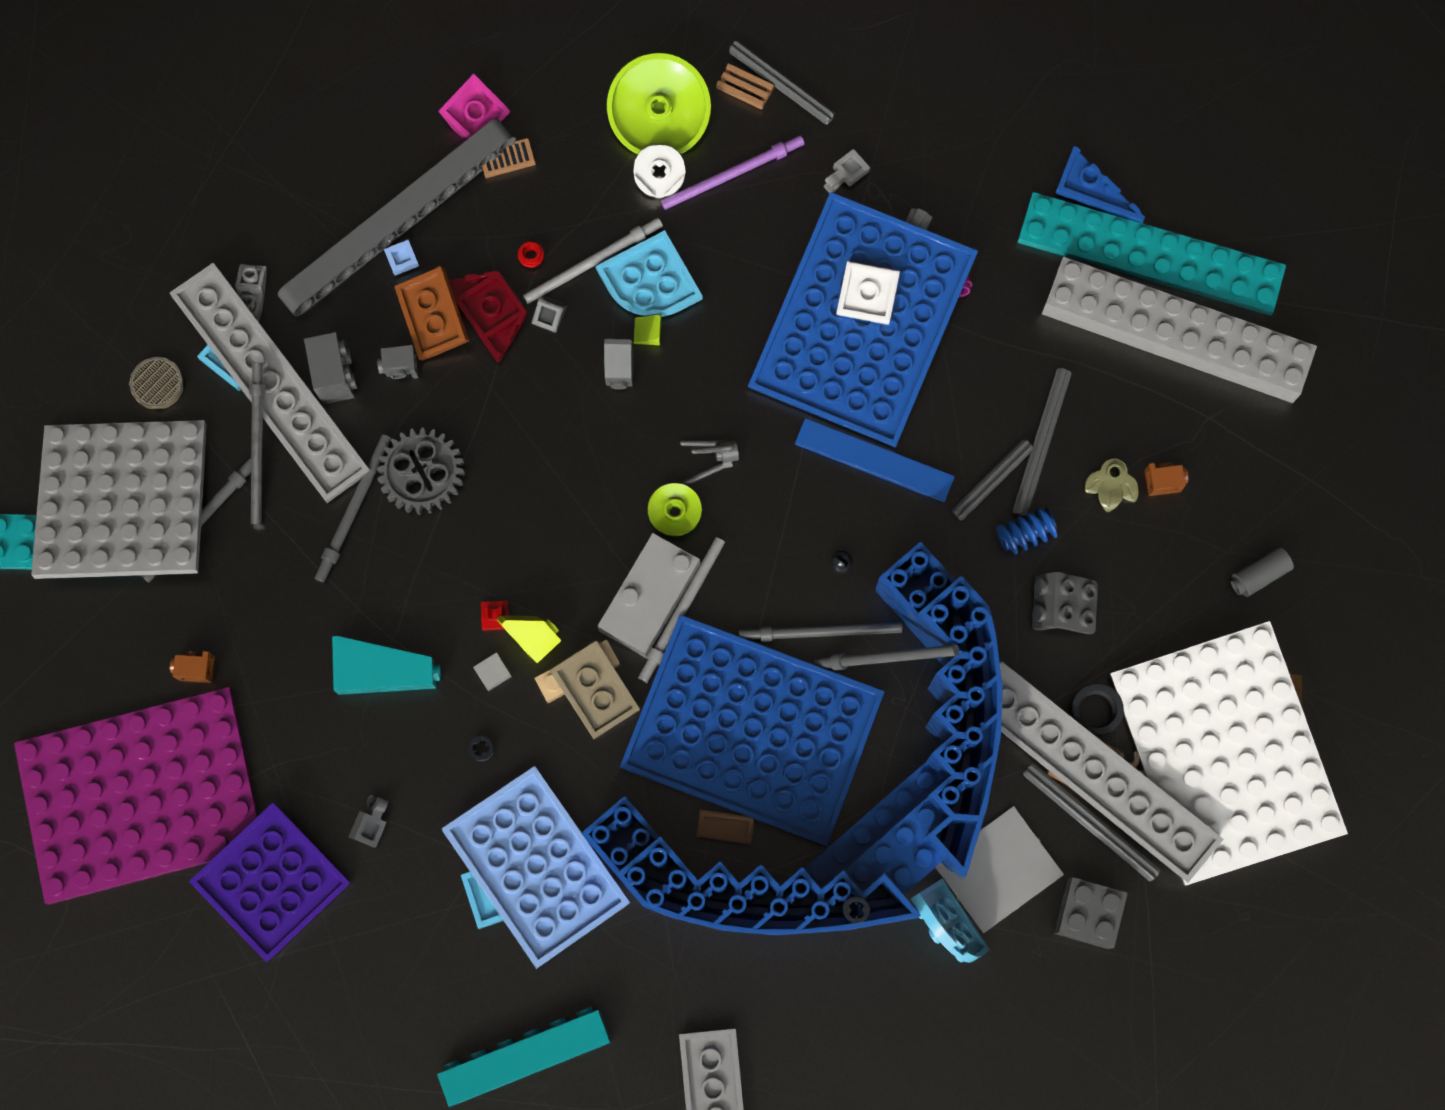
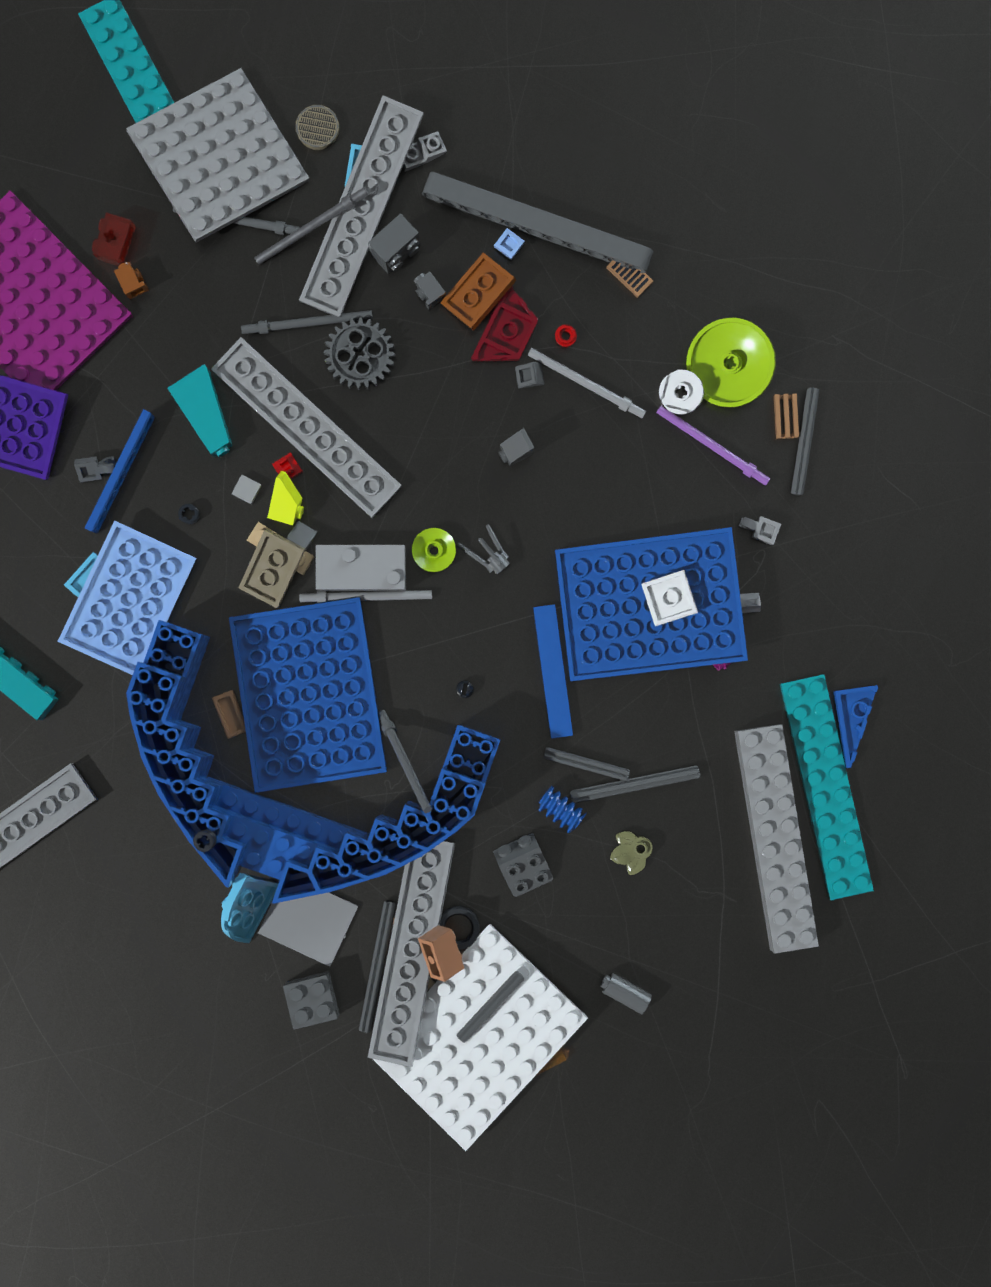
camera: 55 degrees right, 10 degrees up
(151, 668) = (116, 250): none -> clear red brick
(391, 796) = (120, 471): none -> blue tile
(464, 570) = (306, 427): none -> light grey plate
(472, 108) = (652, 227): dark pink slope -> none
(575, 638) = (302, 535): none -> dark grey slope
(647, 330) = (557, 453): lime slope -> none
(650, 278) = (596, 432): medium azure plate -> none
(767, 633) = (383, 667): dark grey bar -> none
(1116, 736) = (441, 953): none -> nougat brick
(1165, 478) = (657, 888): dark orange brick -> none
(1202, 717) = (490, 1006): none -> dark grey axle

